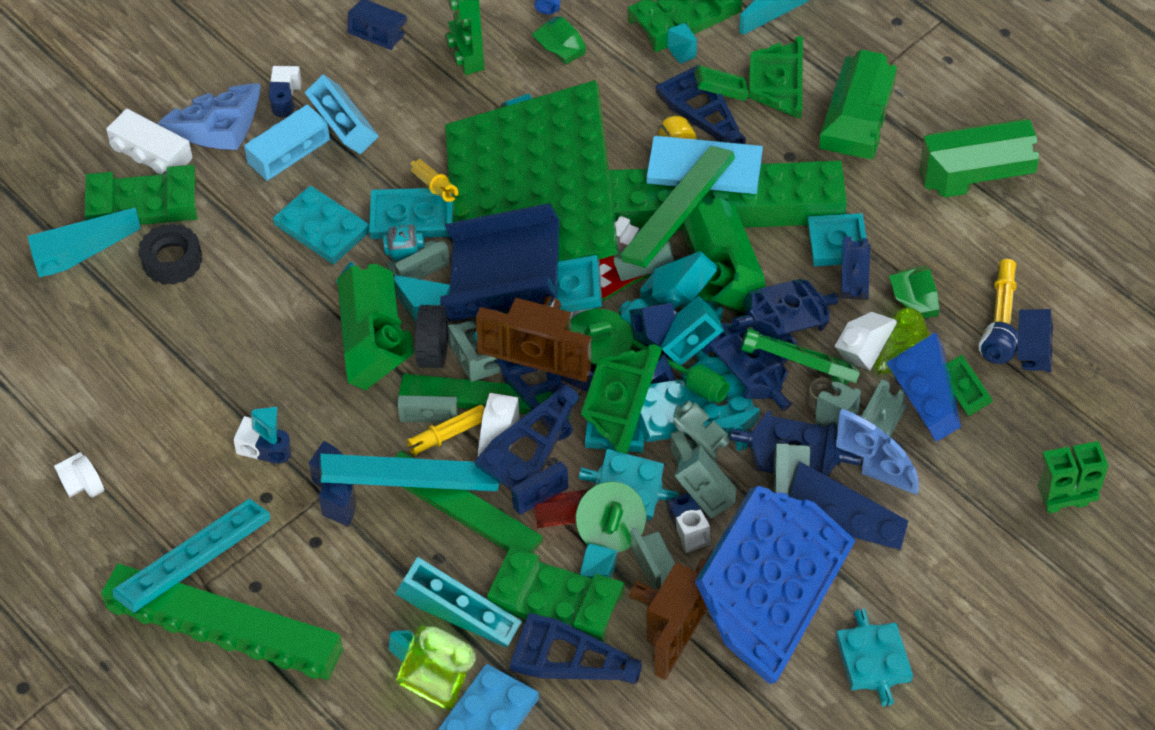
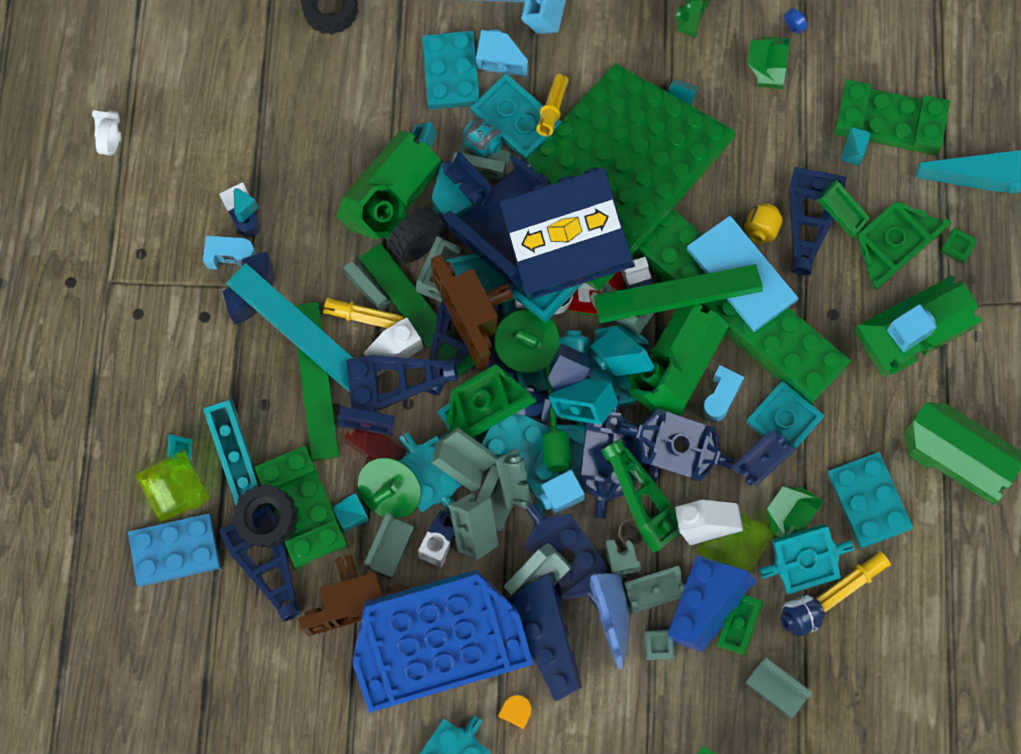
camera: 50 degrees right, 20 degrees up
(191, 555) = (111, 257): teal tile -> none
(234, 626) = (87, 324): green brick -> none
(285, 476) = (226, 251): none -> medium azure leg
(352, 181) = (500, 54): none -> medium azure slope
(430, 267) = (473, 184): none -> dark blue hinge
(540, 590) = (244, 516): none -> black tyre
(558, 222) = (566, 233): none -> dark blue panel
(645, 442) = (463, 458): none -> sand green panel
(745, 402) = (561, 493): none -> medium azure brick
(777, 257) = (719, 402): none -> medium azure leg
(822, 49) = (958, 245): none -> green tile
(863, 95) = (912, 327): none -> medium azure brick
(881, 582) = (516, 711): none -> light orange tile
(926, 451) = (658, 645): none -> sand green tile
(953, 242) = (869, 500): none -> teal plate
(959, 304) = (806, 558): none -> teal plate
(1035, 339) = (833, 638): dark blue hinge -> none
(1037, 399) = (778, 688): none -> sand green panel

